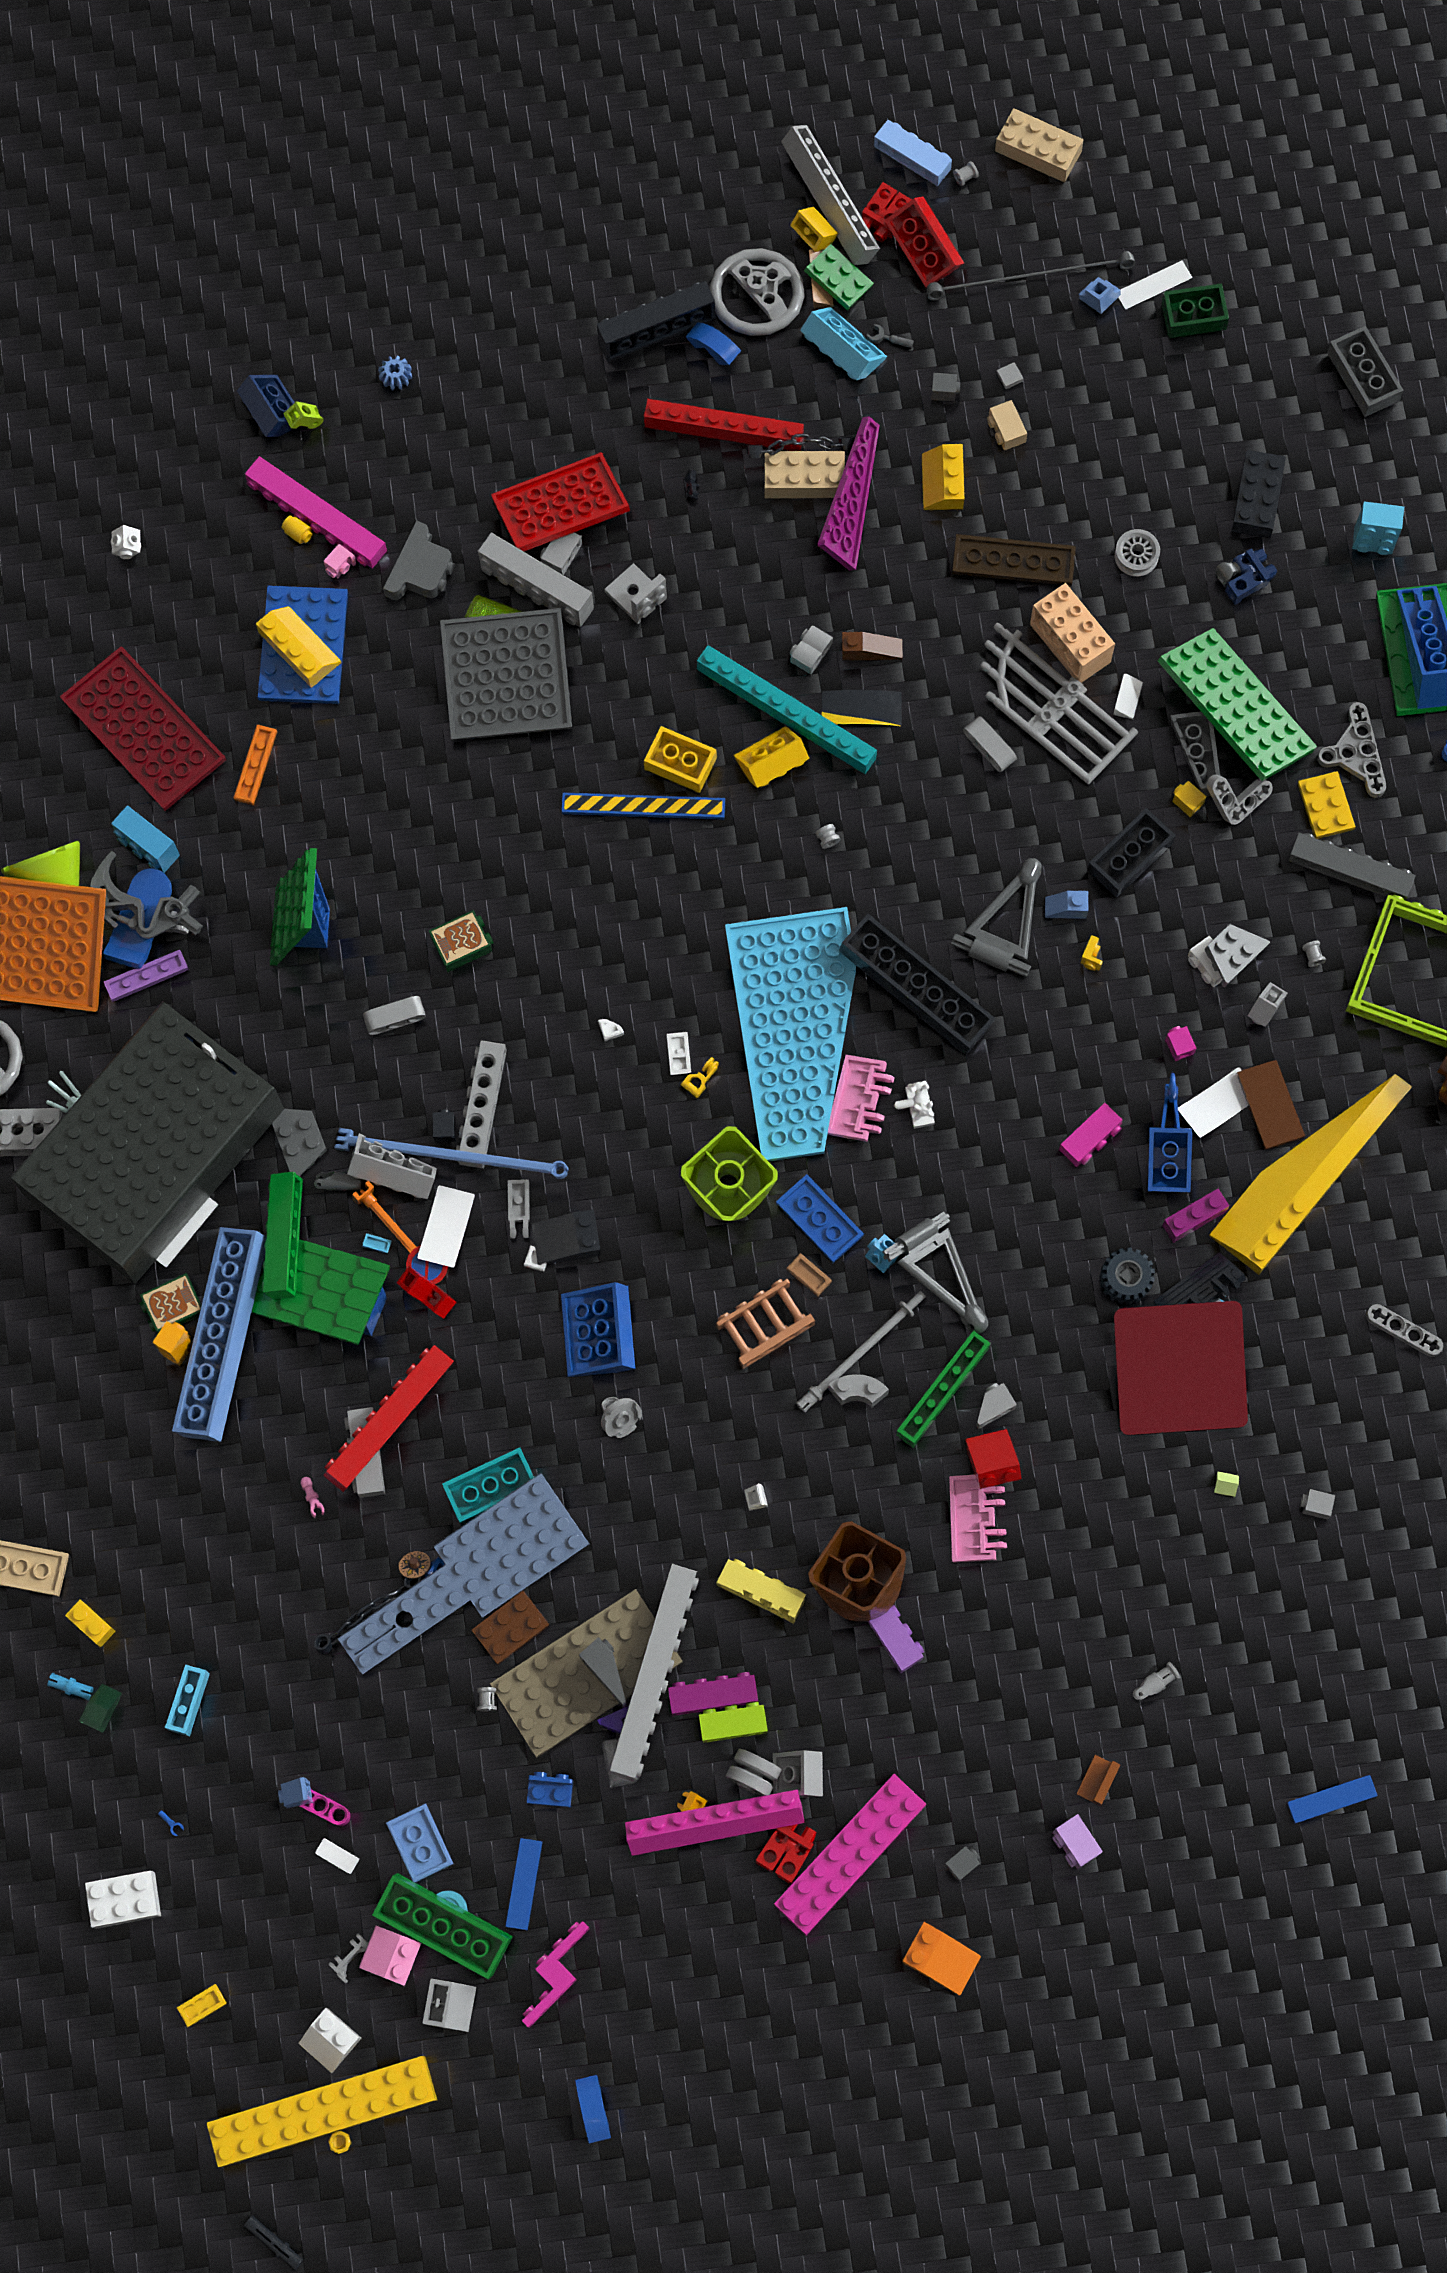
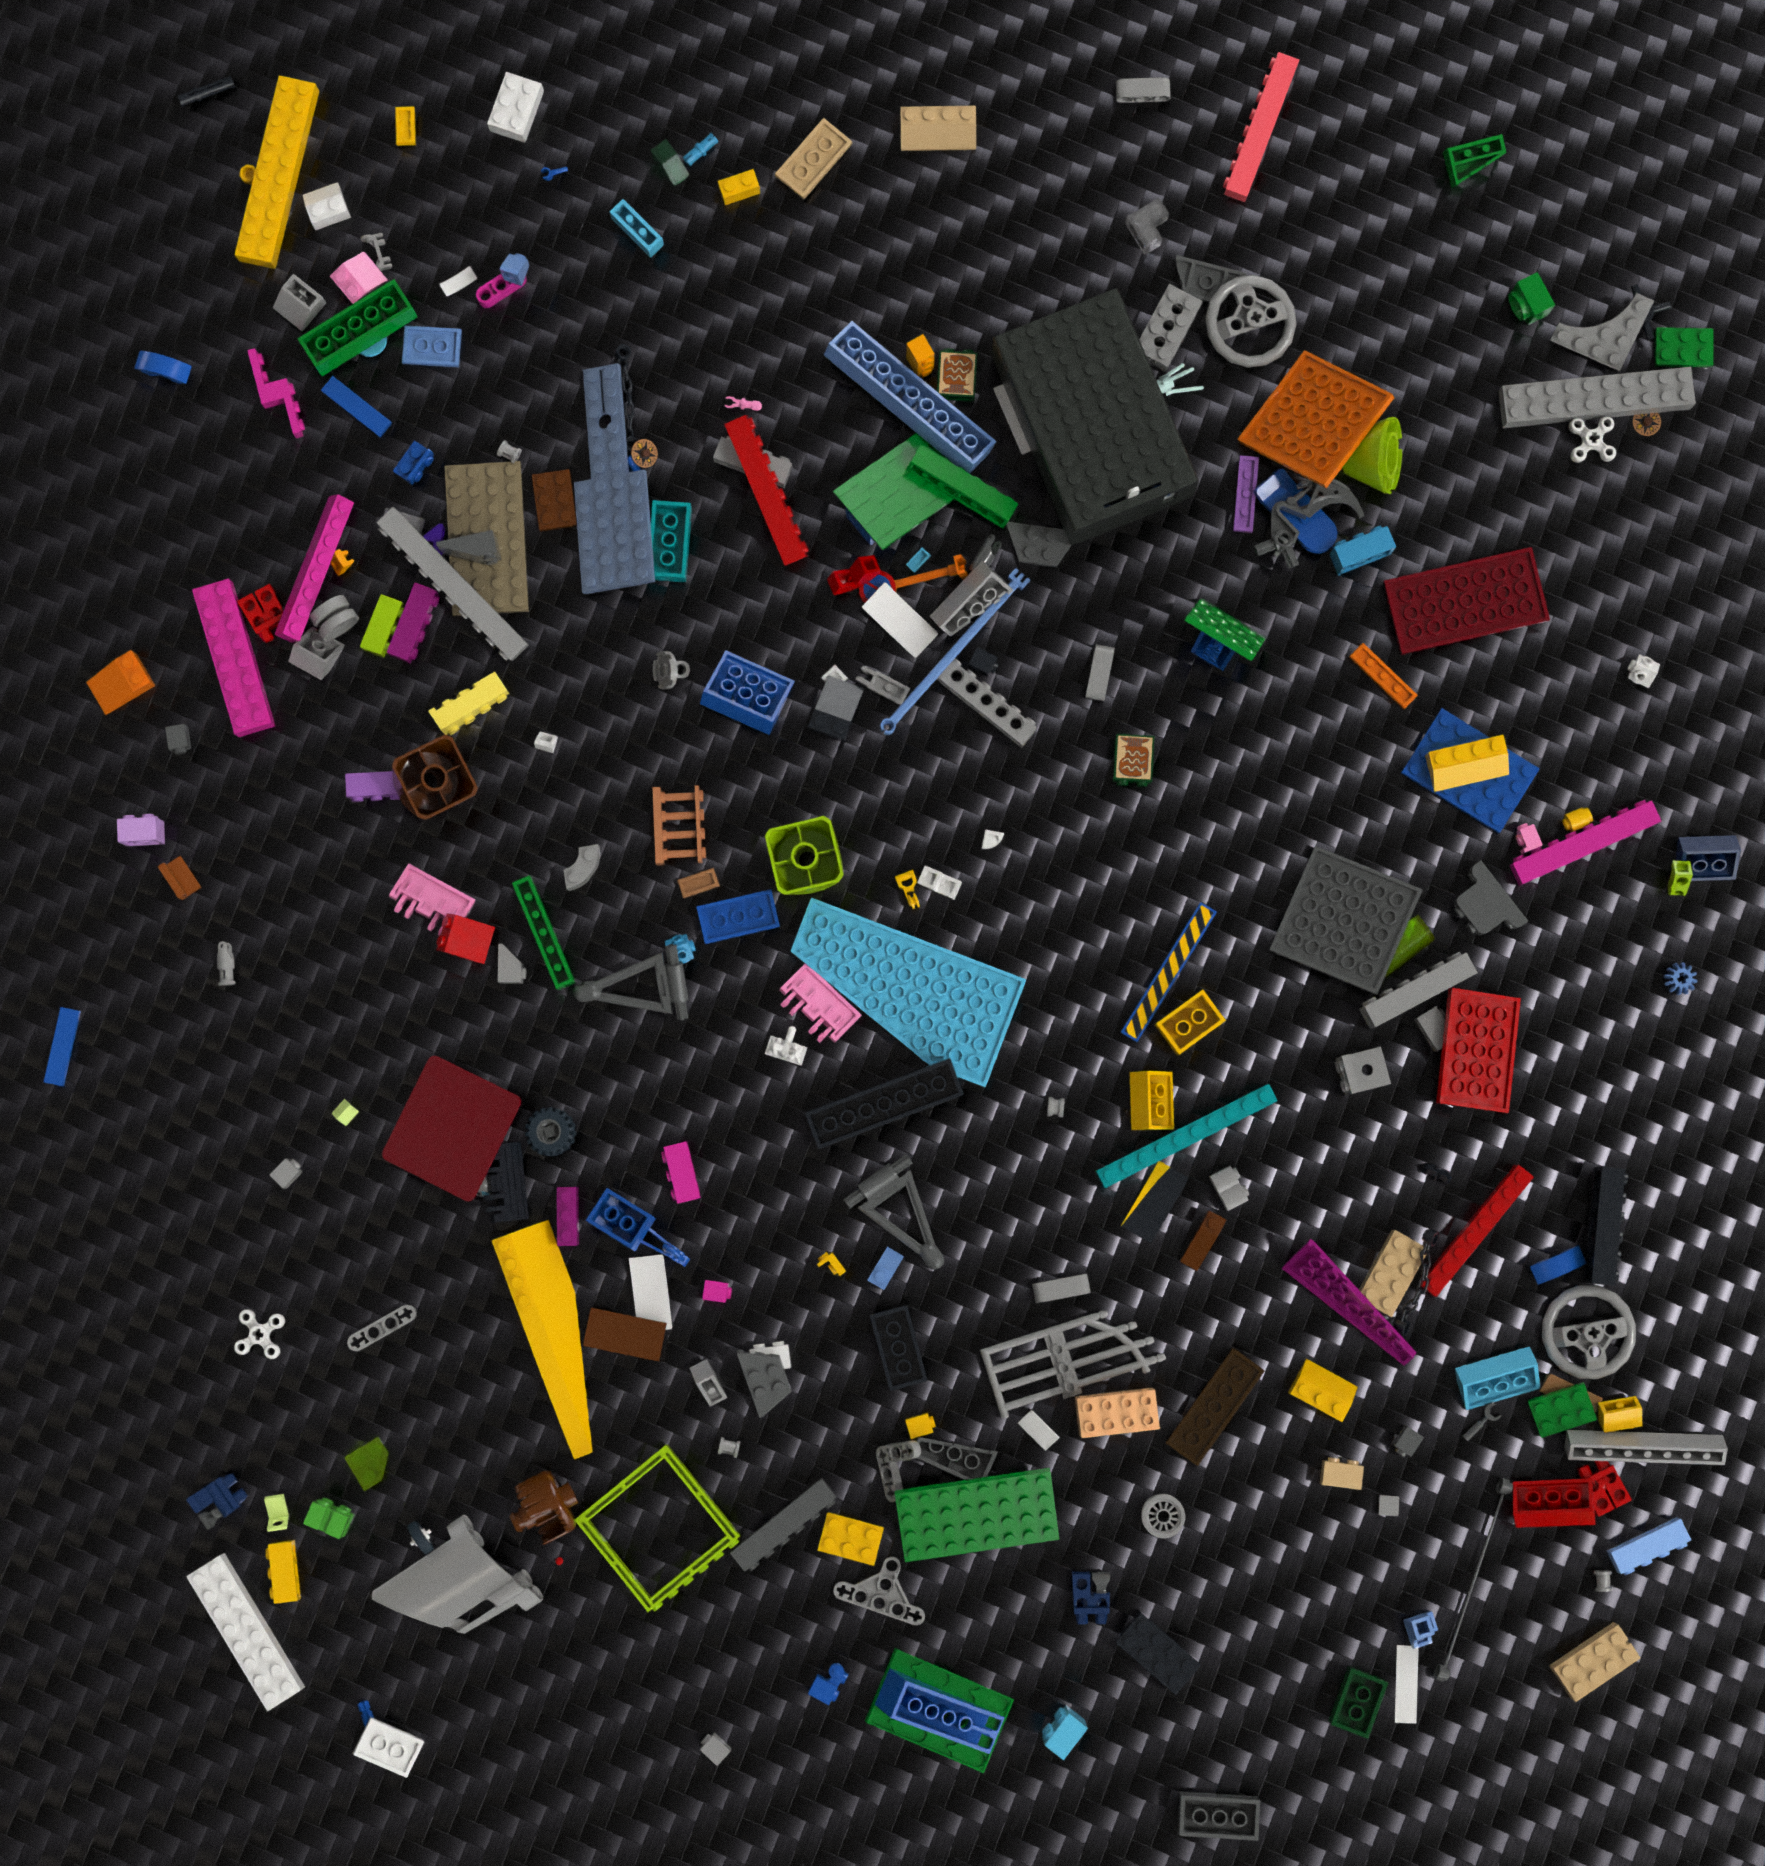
camera: 120 degrees right, 10 degrees up
(815, 1393) = (600, 834): light grey bar -> none

